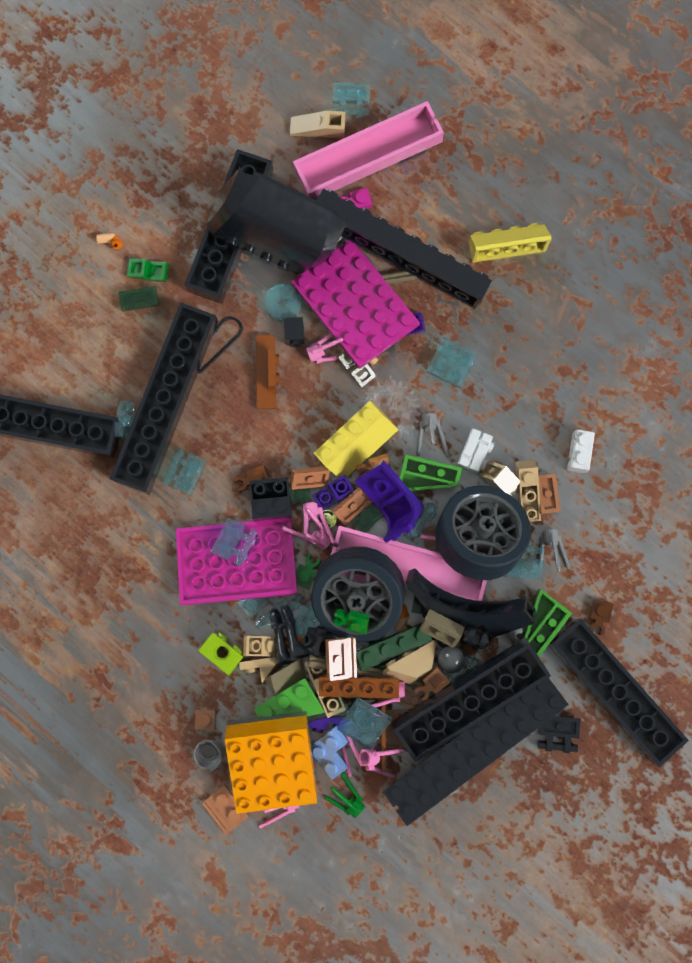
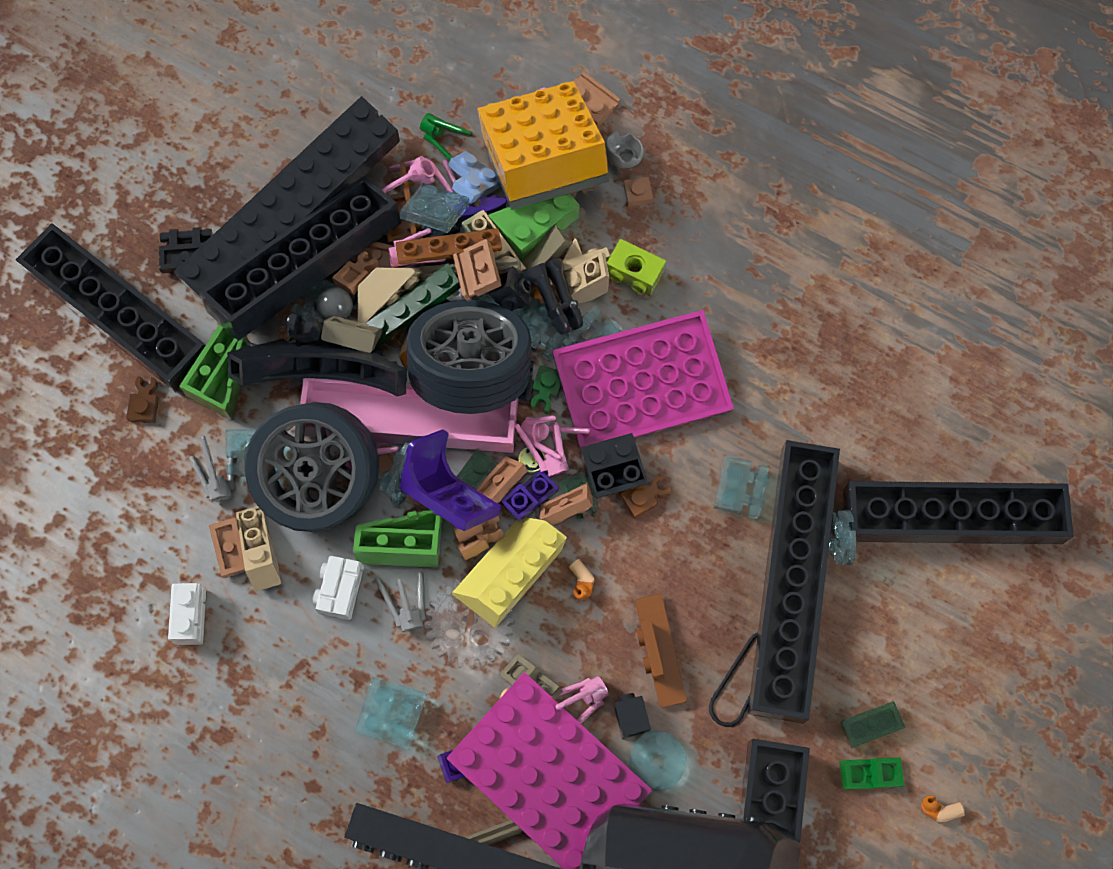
camera: 165 degrees right, 10 degrees down
(228, 539) = (658, 401): clear light blue plate -> none
(307, 426) = (584, 582): none -> arm
(354, 621) = (467, 316): green plate -> none
(499, 477) = (299, 552): slope -> none

